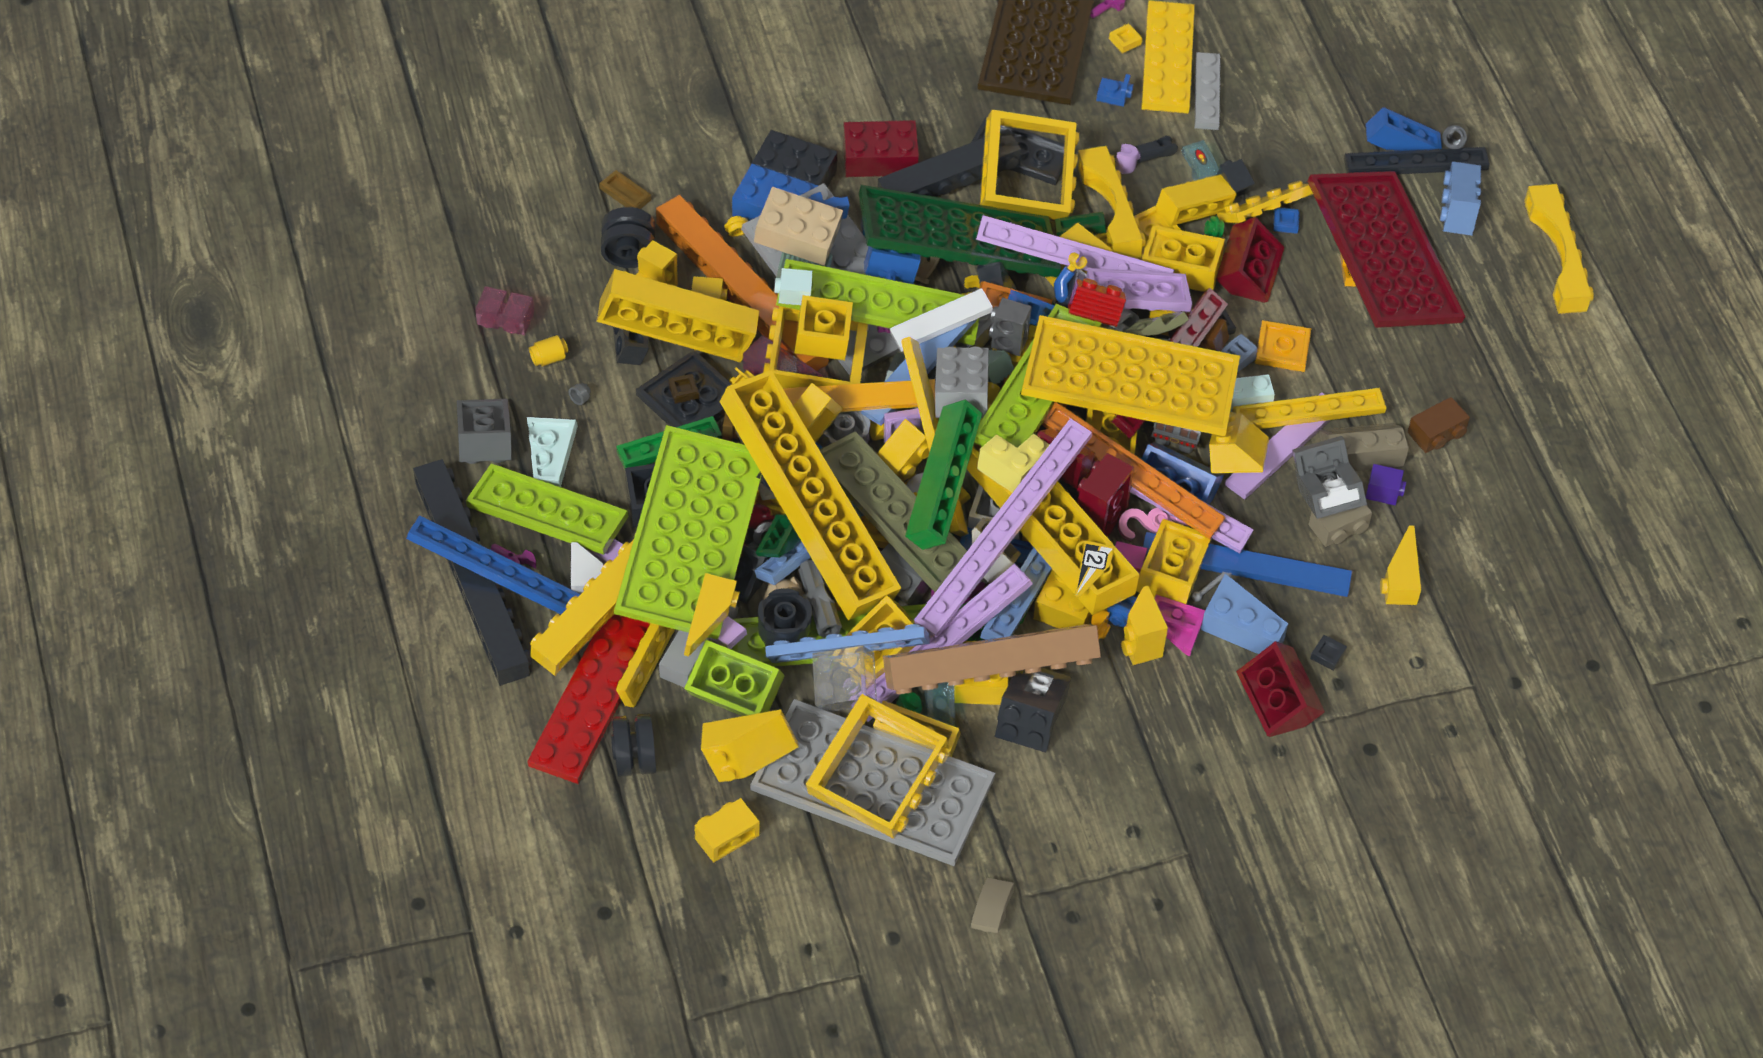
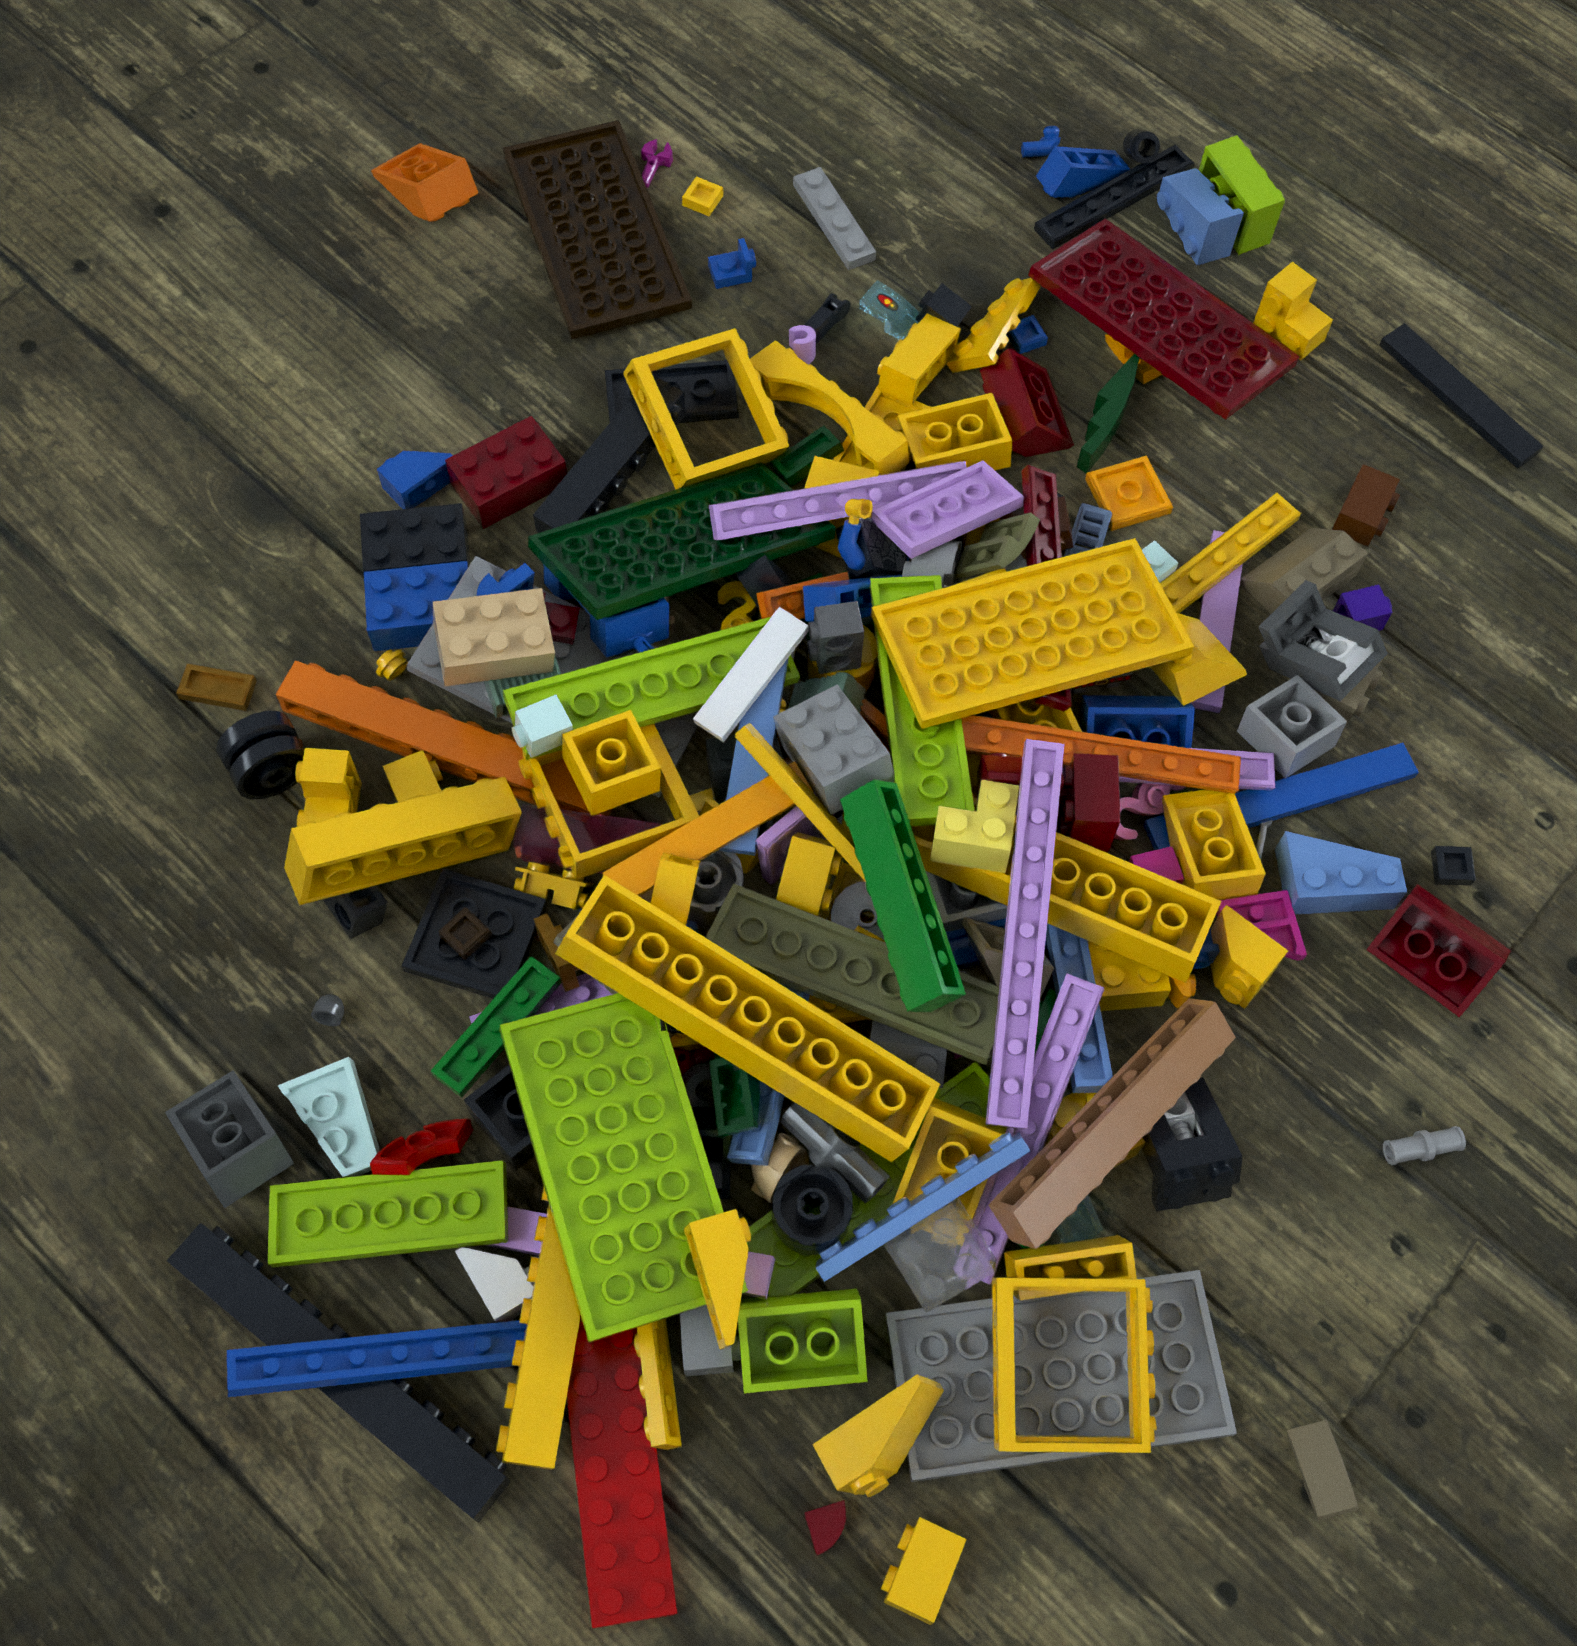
camera: 30 degrees left, 10 degrees up
(512, 316) = (145, 951): clear pink piece -> none
(525, 558) = (385, 1312): magenta bar -> none
(548, 351) = (250, 971): yellow brick -> none
(595, 486) = (436, 1139): none -> red tile
(632, 745) = (724, 1527): black wheel -> none
(688, 783) = (826, 1525): none -> dark red tile
(821, 125) = (414, 476): none -> blue slope
(848, 242) = (562, 621): none -> dark red bracket
(1094, 562) = (1162, 920): sticker -> none
(1097, 302) = (923, 553): red brick -> none
(1168, 57) = (763, 197): yellow plate -> none
(1186, 785) = (1424, 1145): none -> light grey pin
(1214, 227) = (958, 384): green plate -> none
(1279, 523) = (1292, 725): none -> light grey brick
(1311, 287) = (1108, 412): none -> dark green slope
(1396, 106) = (1044, 145): none -> blue arm
(1402, 575) = (1459, 713): yellow slope -> none
(1476, 285) = (1289, 314): none -> yellow brick
(1499, 195) = (1248, 187): none -> lime brick
(1547, 211) = (1380, 265): yellow arch -> none
(1566, 393) = (1461, 395): none -> black tile

